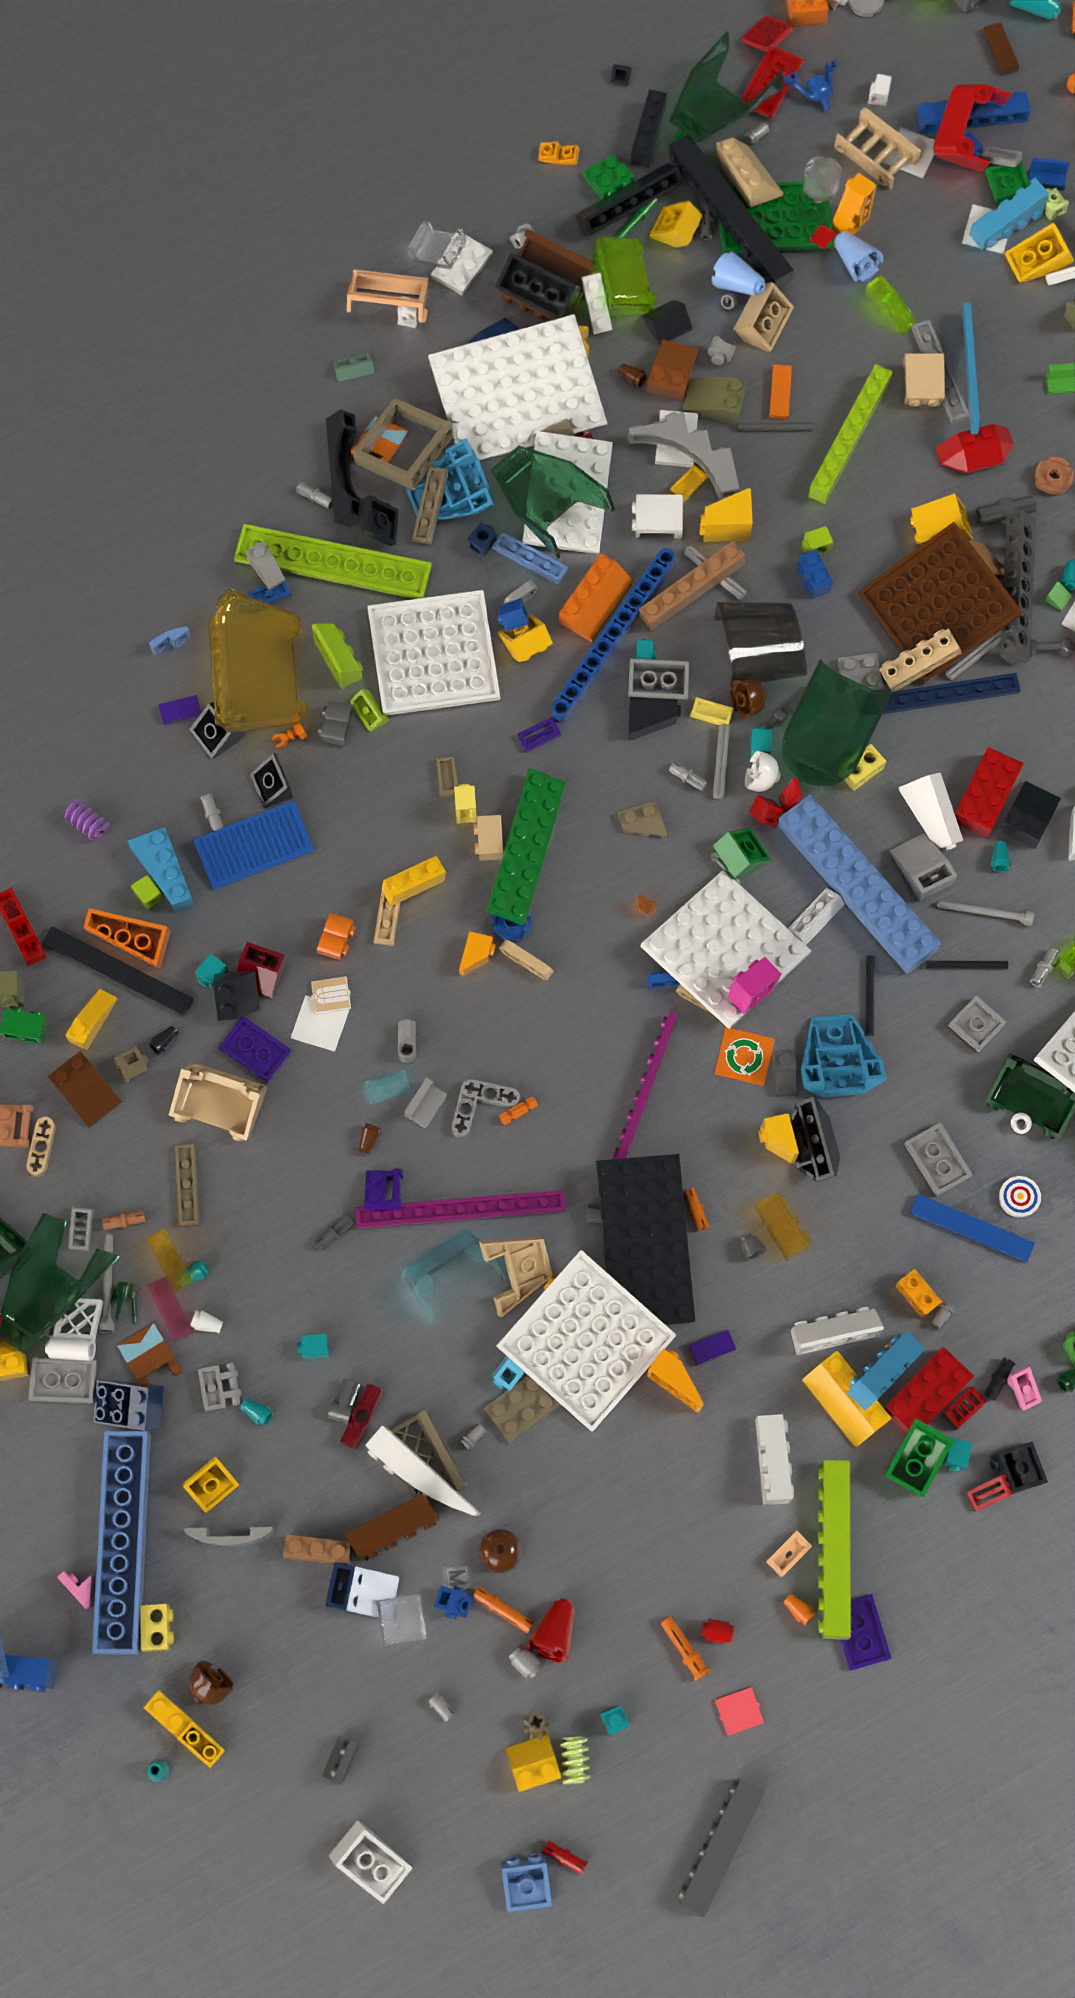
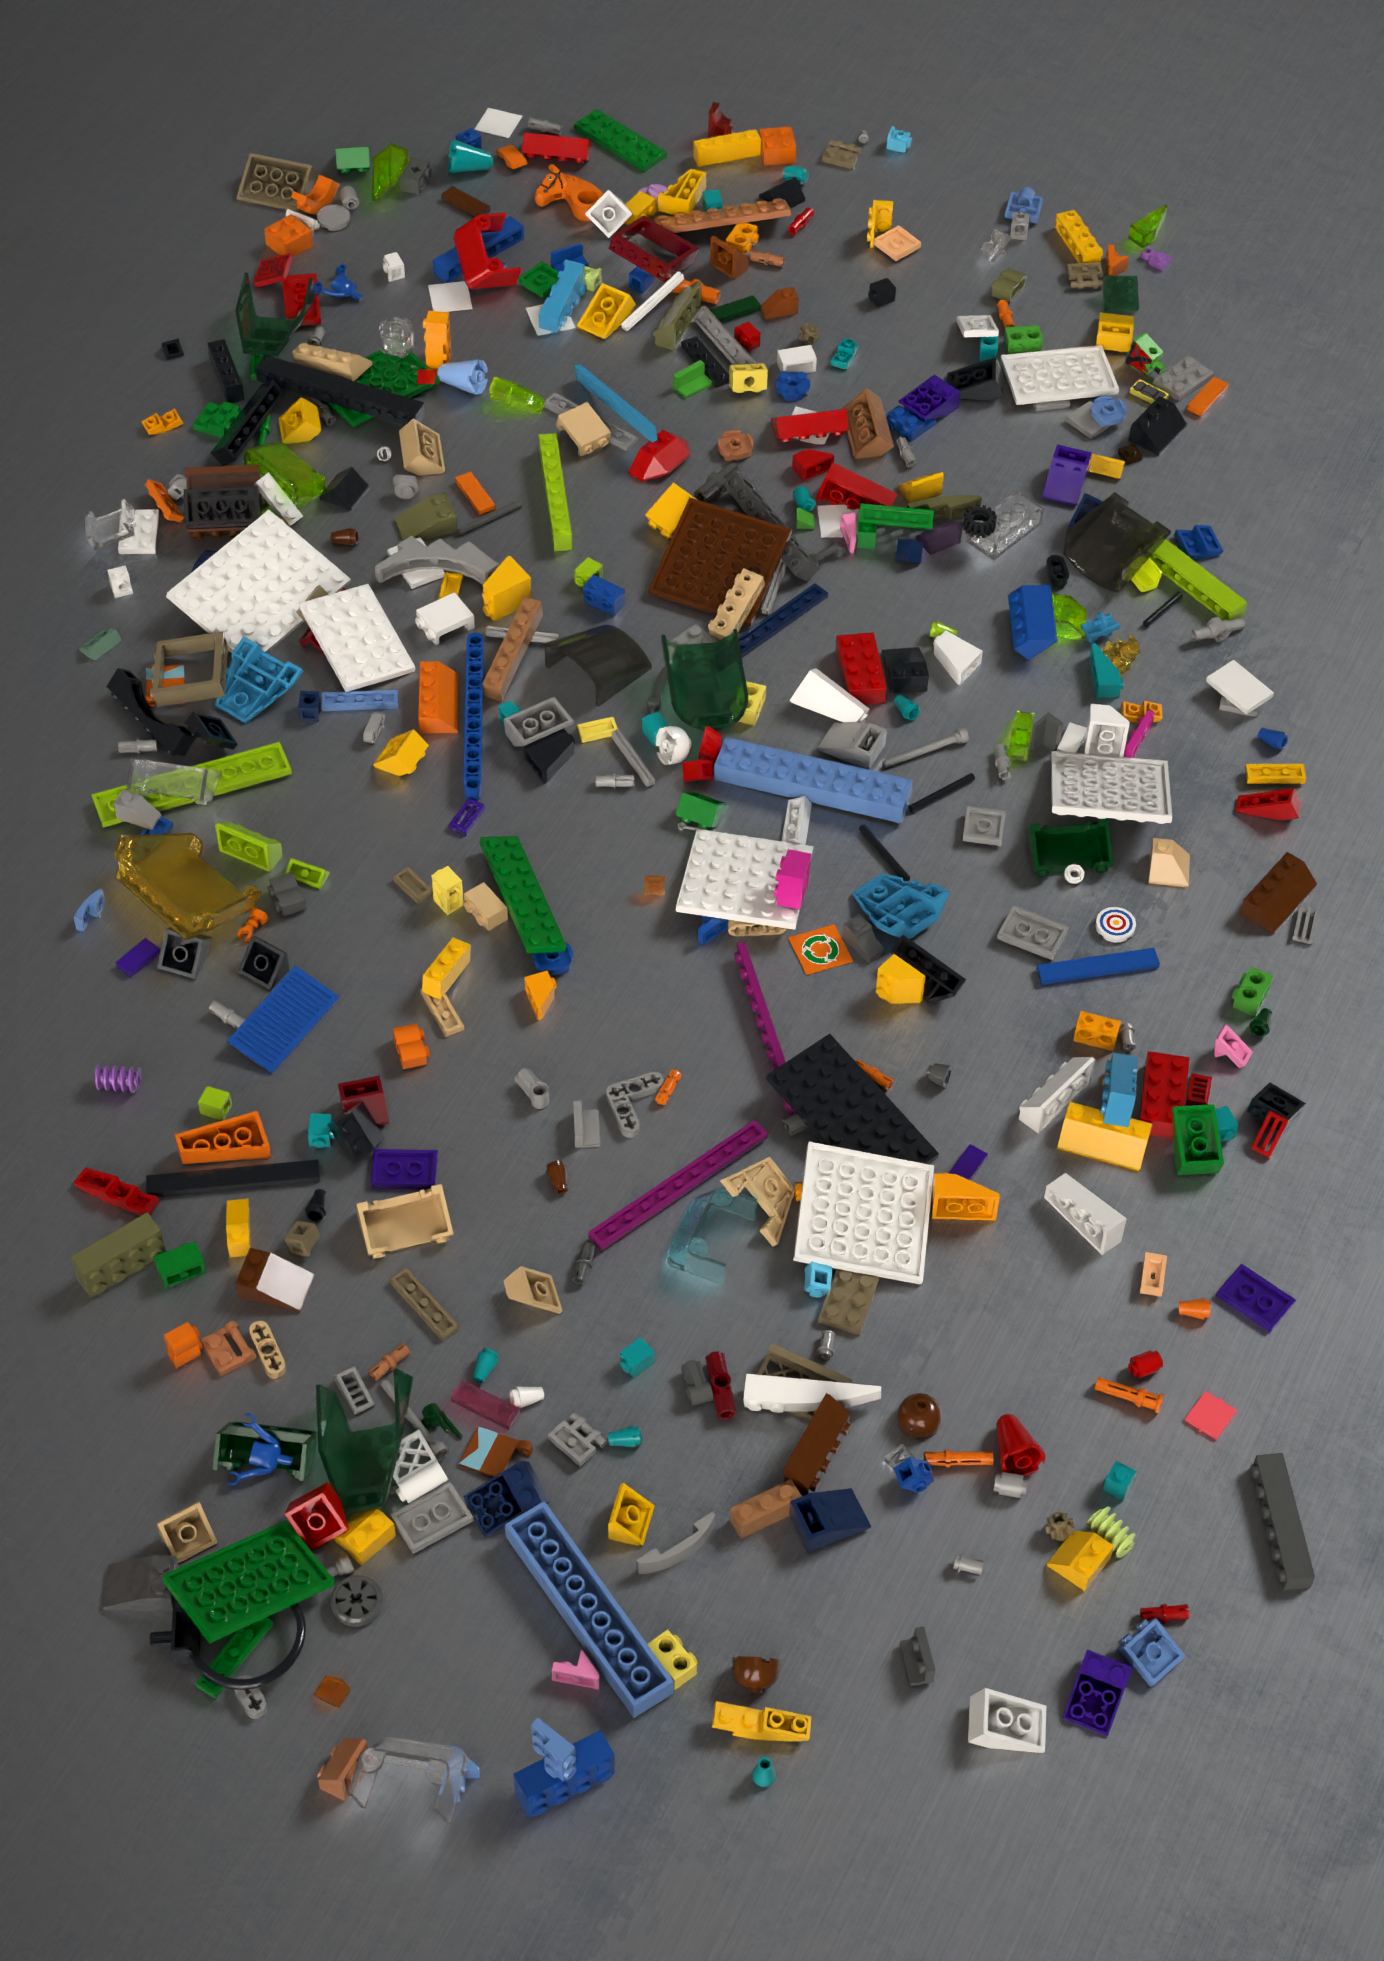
camera: 35 degrees left, 20 degrees down
(161, 864) = (204, 1068): dark azure wedge -> none
(169, 1260) = (455, 1363): clear yellow slope -> none
(275, 1233) = (533, 1289): none -> tan slope
(315, 550) = (172, 780): none -> clear windscreen
(319, 1029) = (445, 1120): white sticker -> none
(331, 995) = (439, 1093): piece -> none
(376, 1190) = (596, 1210): dark purple plate -> none
(388, 1087) = (543, 1131): clear light blue slope -> none
(389, 283) = (89, 571): light nougat piece -> none
(401, 1620) = (880, 1518): clear tile -> none
(430, 505) = (246, 702): dark tan tile -> none
(433, 652) = (331, 804): white plate -> none
(461, 1885) = (1097, 1692): none -> dark purple slope
(502, 244) = (164, 501): none -> orange plate
(513, 614) = (379, 741): blue brick -> none
(526, 960) = (575, 976): tan beam -> none
(545, 488) = (345, 632): clear green windscreen -> none
(643, 820) = (603, 830): dark tan wing -> none
(672, 370) = (376, 519): dark orange slope -> none
(737, 275) = (381, 429): light blue cone -> none
(747, 697) = (619, 701): reddish brown cylinder -> none
(782, 1226) = (951, 1046): clear yellow brick -> none
(835, 1550) = (1188, 1246): lime brick -> none
(888, 135) = (421, 291): tan fence -> none
(999, 1379) = (1208, 1055): black pin -> none
(1002, 156) = (527, 264): light grey tile -> none

